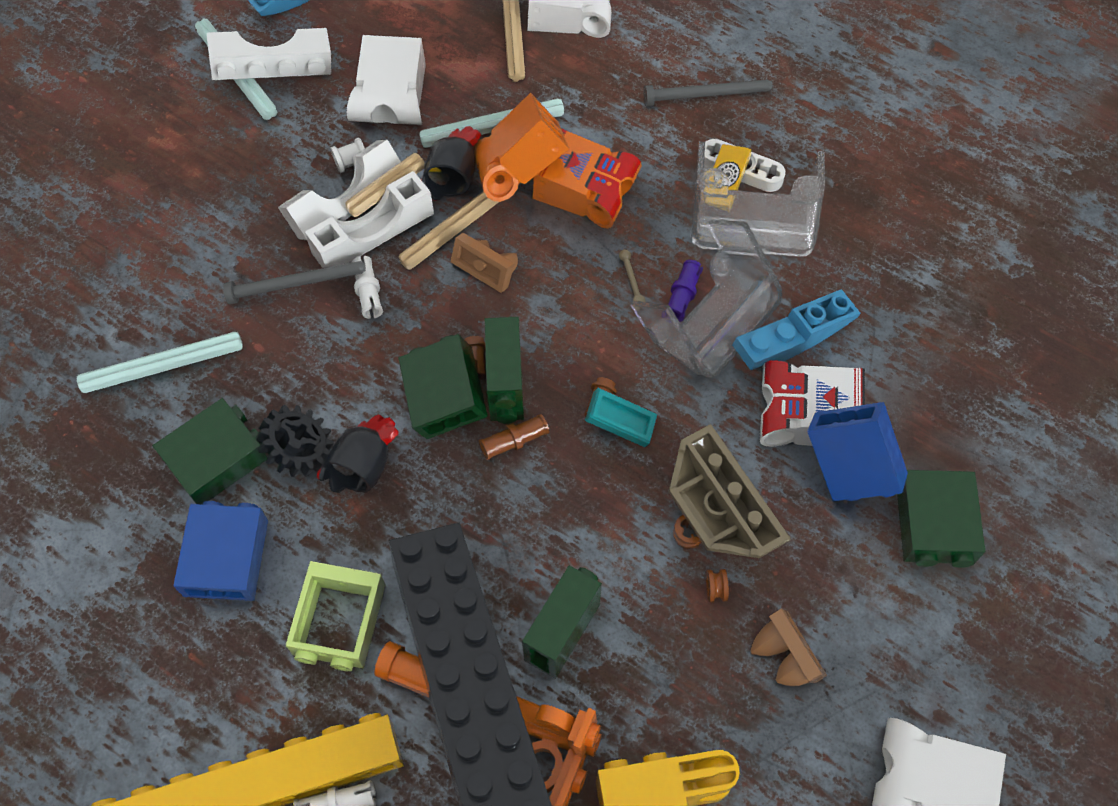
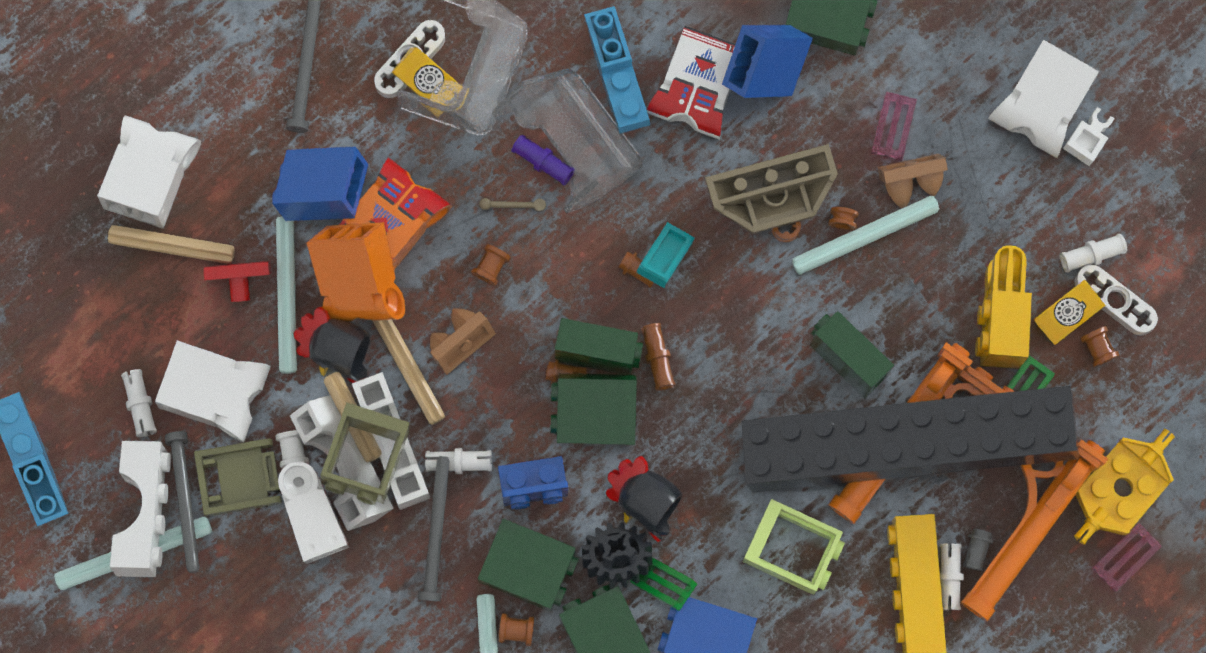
camera: 80 degrees left, 15 degrees up
(207, 371) = (516, 629): none -> dark orange bush
(266, 489) = (683, 593): none -> green tile
(272, 365) = (528, 565): none -> dark green brick
(286, 167) = (310, 512): none -> white piece
(317, 131) = (243, 474): none -> olive container
(338, 74) = (177, 441): none -> dark grey bar
(346, 164) = (373, 423): none -> olive window
(352, 46) = (139, 403): none -> white pin
(356, 353) = (533, 482): none -> blue bracket
(497, 81) = (238, 276): none -> red tile
(565, 269) = (490, 265): none -> dark orange bush
(596, 110) = (320, 184): none -> blue brick
(709, 617) = (865, 235): none -> light aqua axle
(840, 632) = (888, 151): none -> clear pink tile

